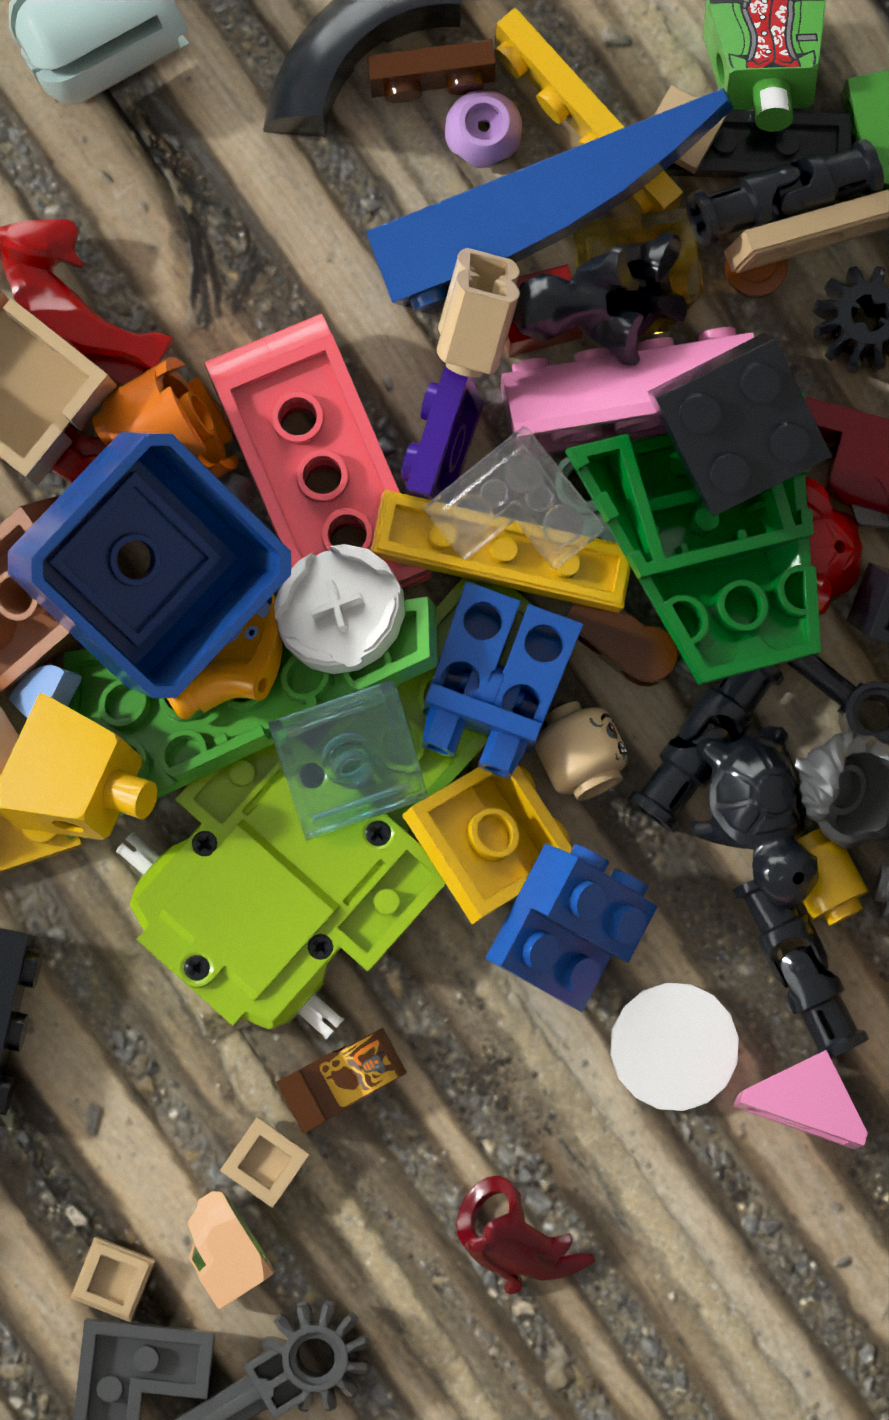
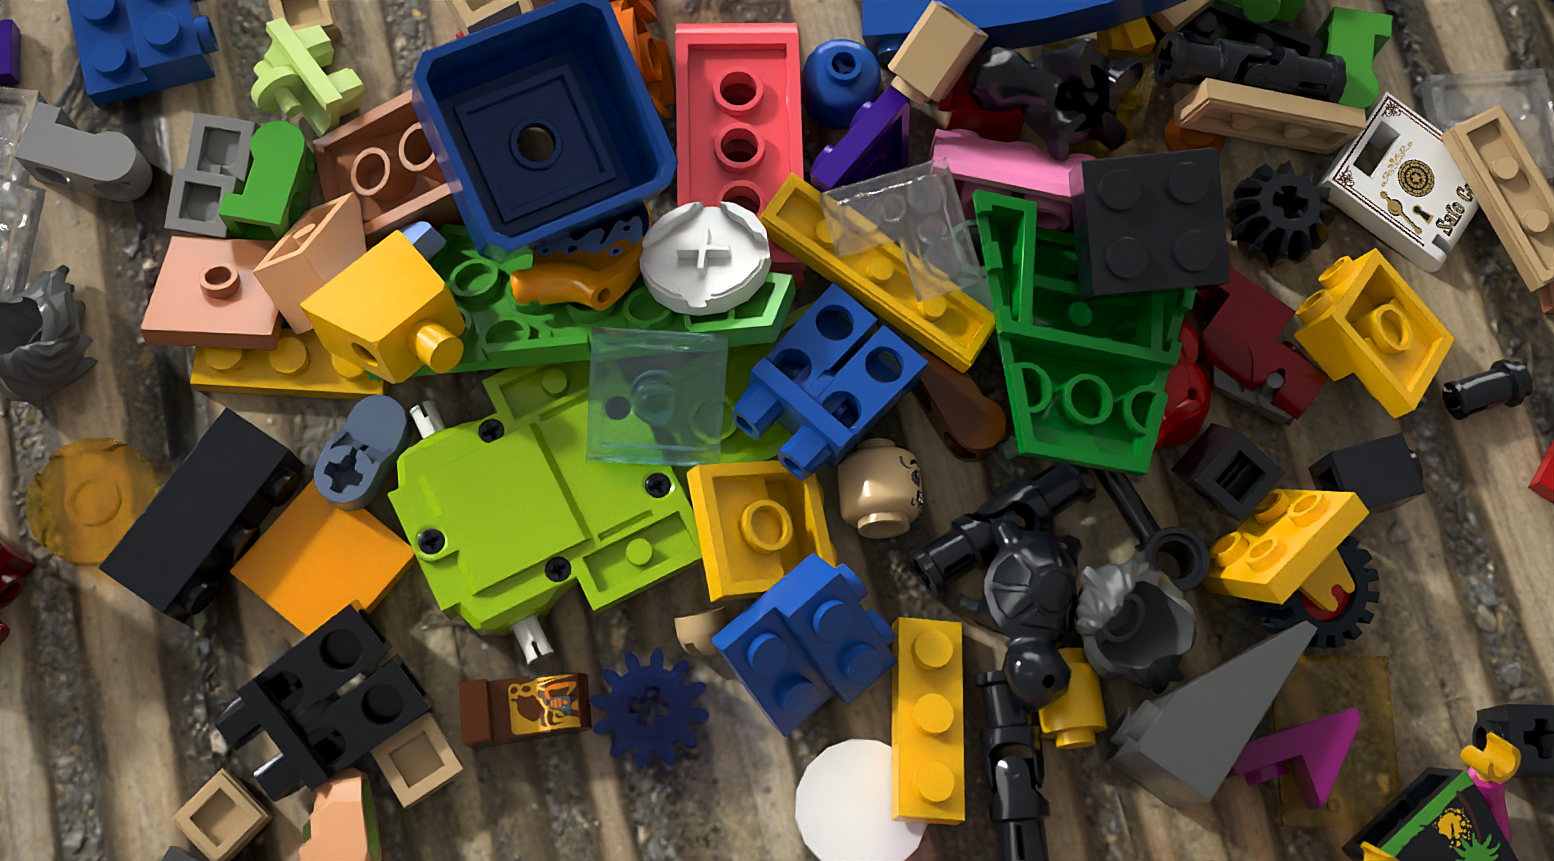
camera: 15 degrees right, 10 degrees down
(96, 935) = (363, 453): none -> sand blue piece
(100, 1020) = (323, 560): none -> light orange tile
(164, 1145) = (306, 715): none -> black hips
(385, 378) = (839, 81): none -> blue head
(430, 1023) = (632, 690): none -> clear blue gear
(468, 946) = (697, 629): none -> tan hinge
(704, 947) = (927, 722): none -> yellow plate

